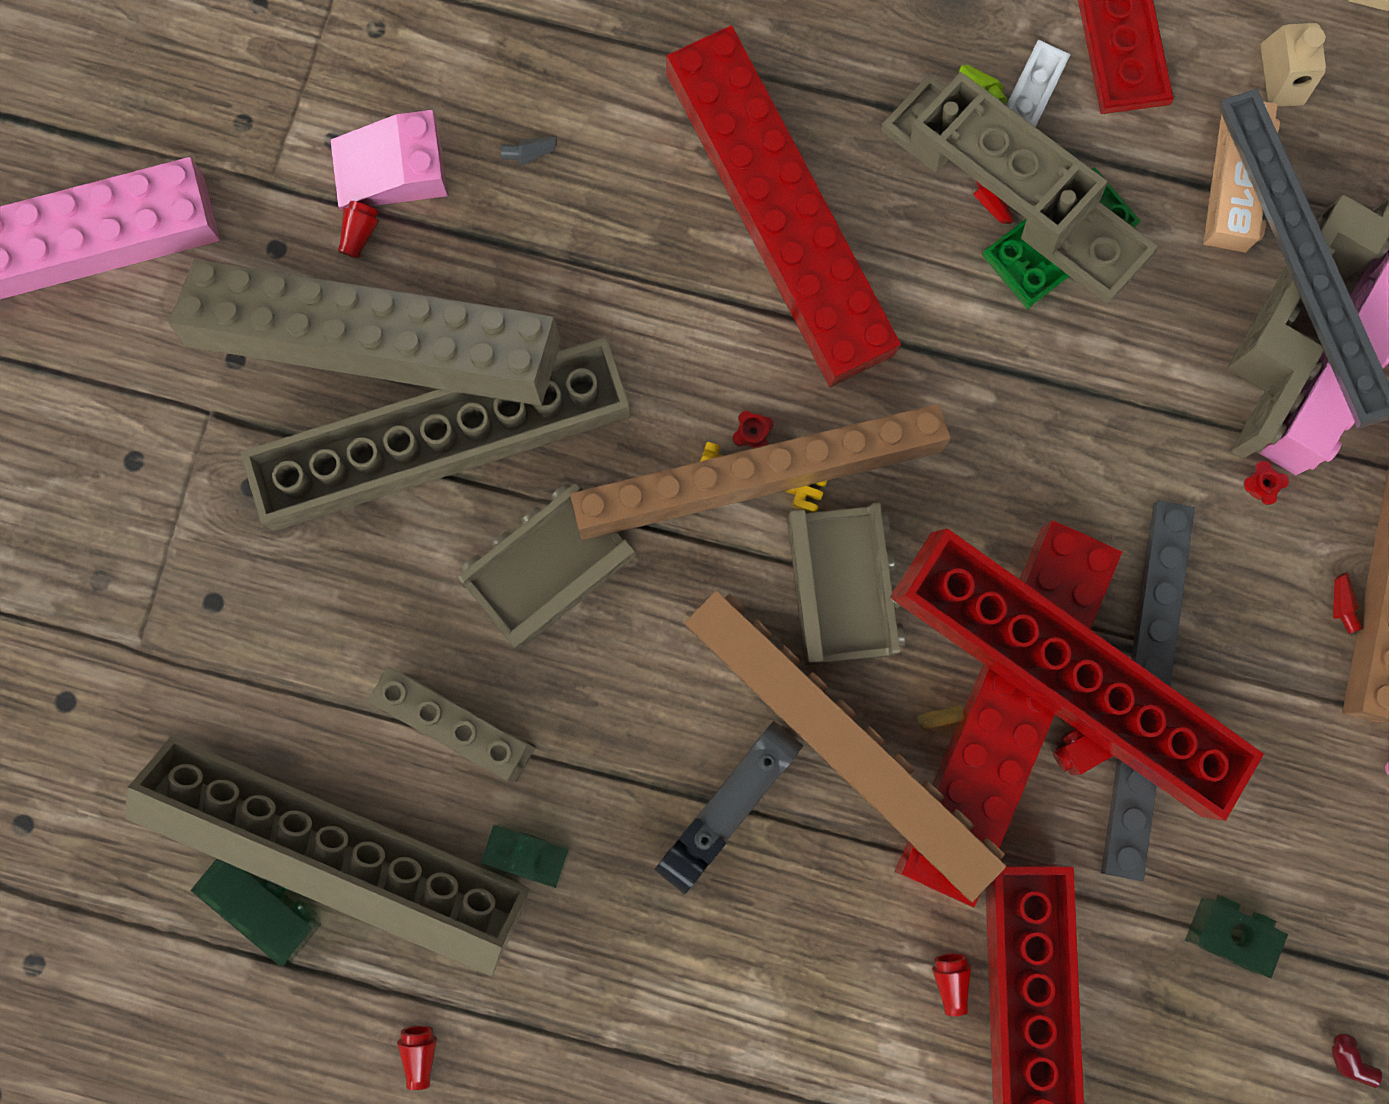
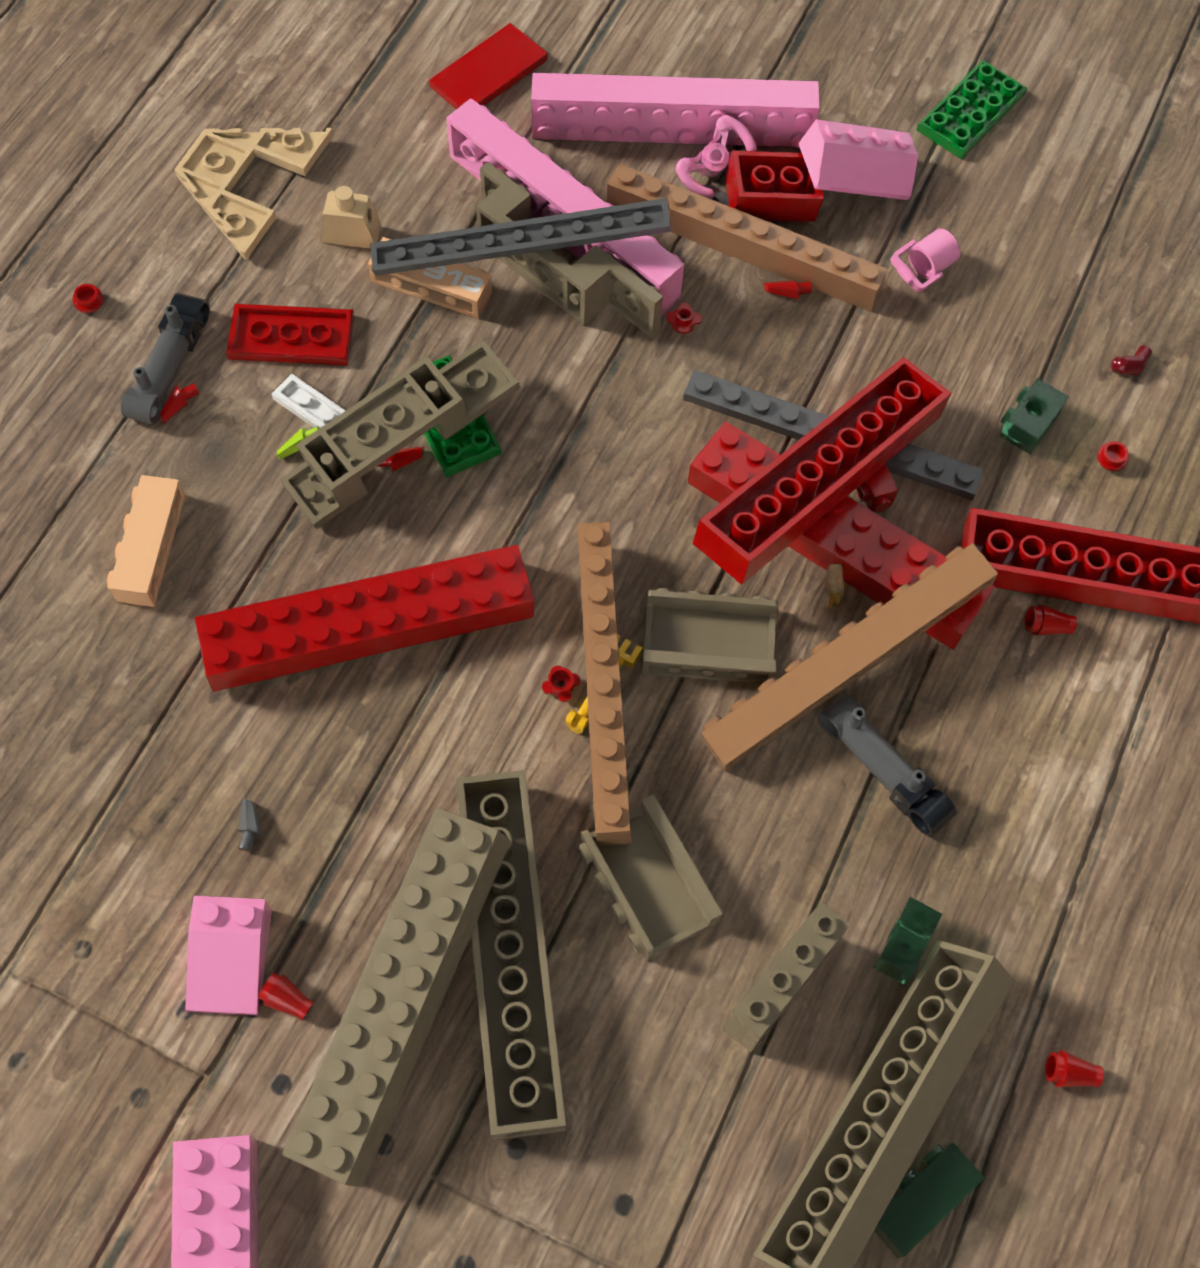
camera: 75 degrees left, 15 degrees down
(1204, 1046) = (1113, 456): none -> red plate

